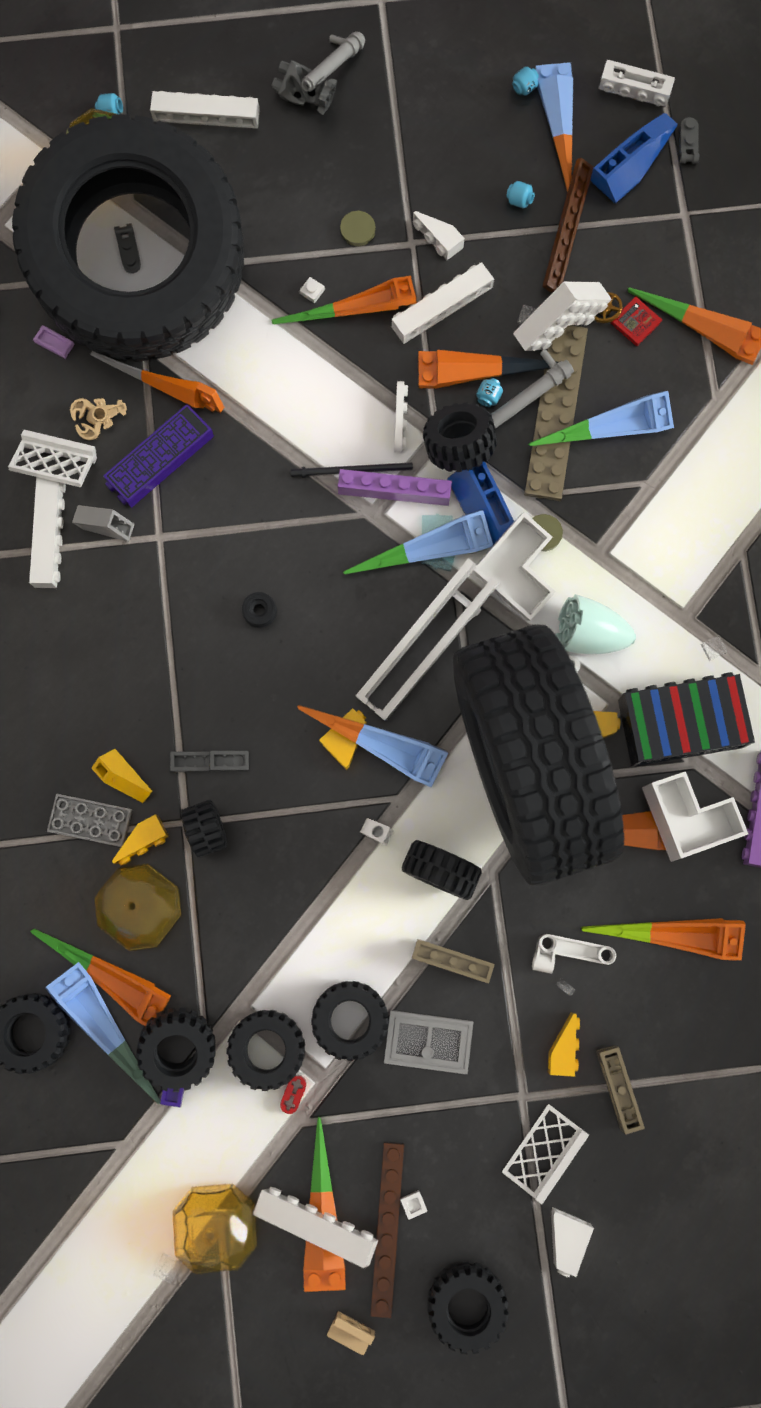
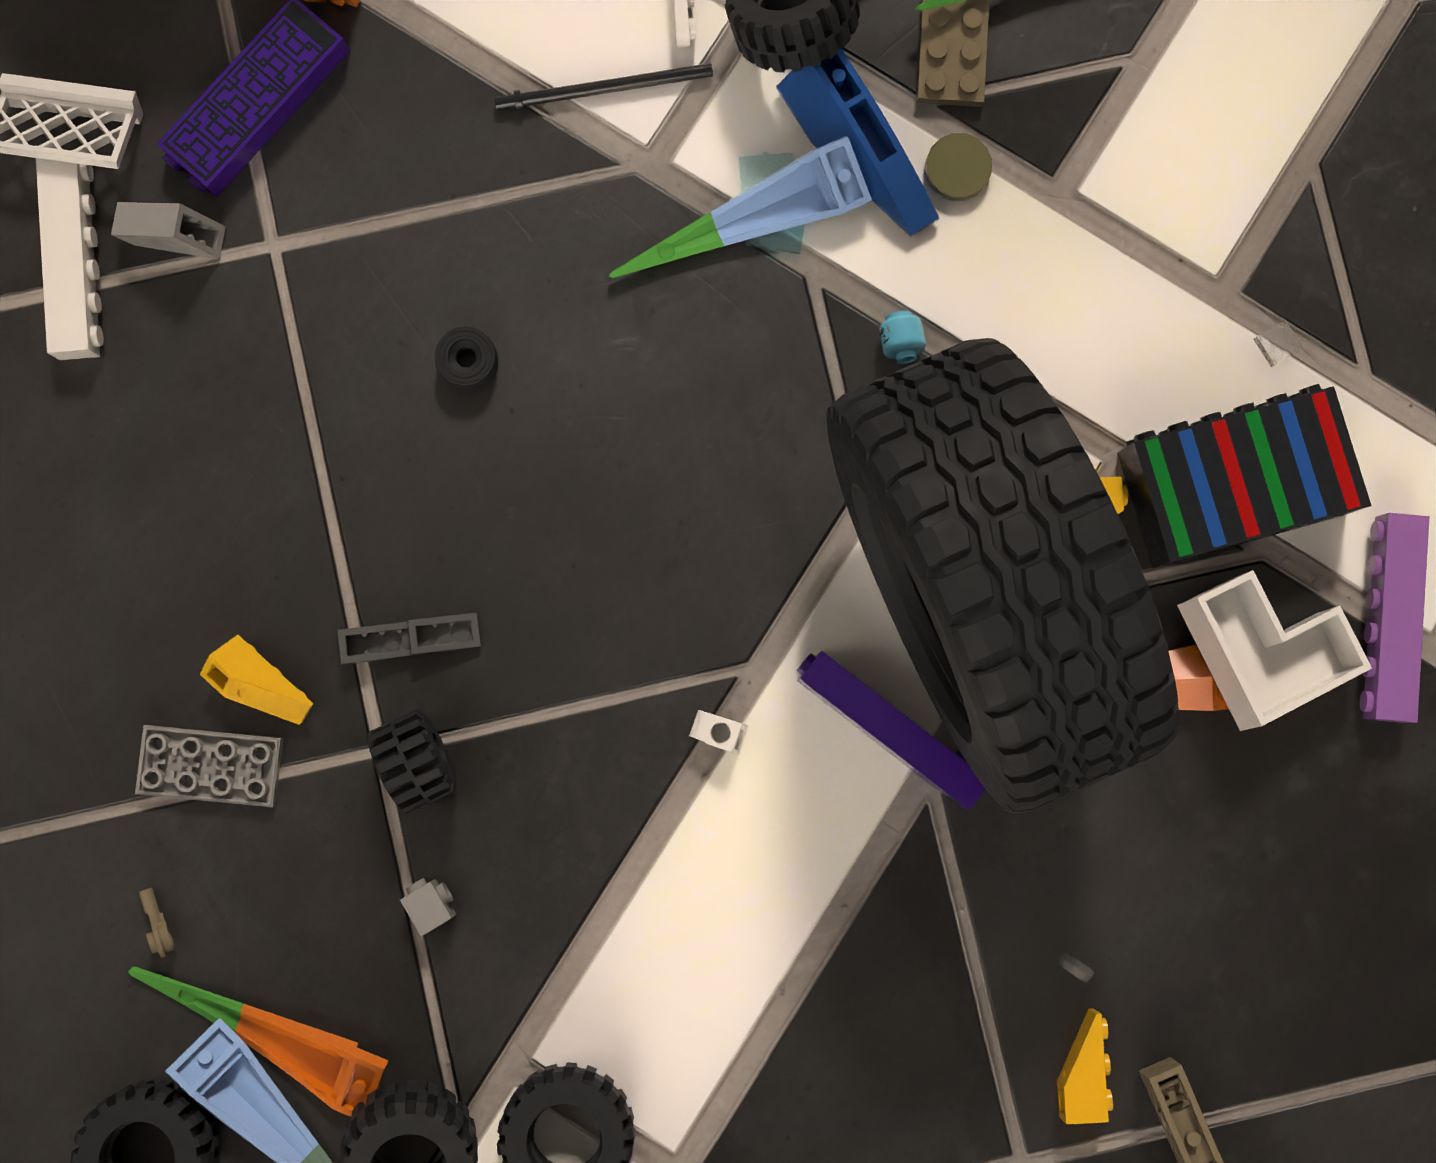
camera: 10 degrees left, 5 degrees up
(50, 913) = (160, 937): none -> dark tan plate
(96, 415) = (132, 35): tan animal -> none
(144, 835) = (308, 783): yellow slope -> none
(155, 910) = (341, 902): clear yellow rock -> none
(203, 911) = (428, 905): none -> light grey brick
(322, 1026) = (715, 1116): black tyre -> none
(338, 745) = (644, 571): yellow slope -> none
(394, 487) = (684, 111): medium lavender brick -> none
(409, 755) = (757, 590): light blue plate -> none
(428, 1042) = (848, 1088): light grey door -> none
(441, 869) = (841, 791): black tyre -> none
(452, 961) = (876, 945): dark tan brick -> none
(472, 610) = (847, 320): white piece -> none
(473, 839) = (890, 729): none -> dark purple brick
(502, 621) = (902, 337): none -> medium azure head
(508, 565) = (900, 236): white piece -> none
(545, 958) = (1036, 921): white piece -> none
(592, 627) = (1064, 328): light aqua cylinder -> none
(706, 937) = (1310, 854): orange plate -> none

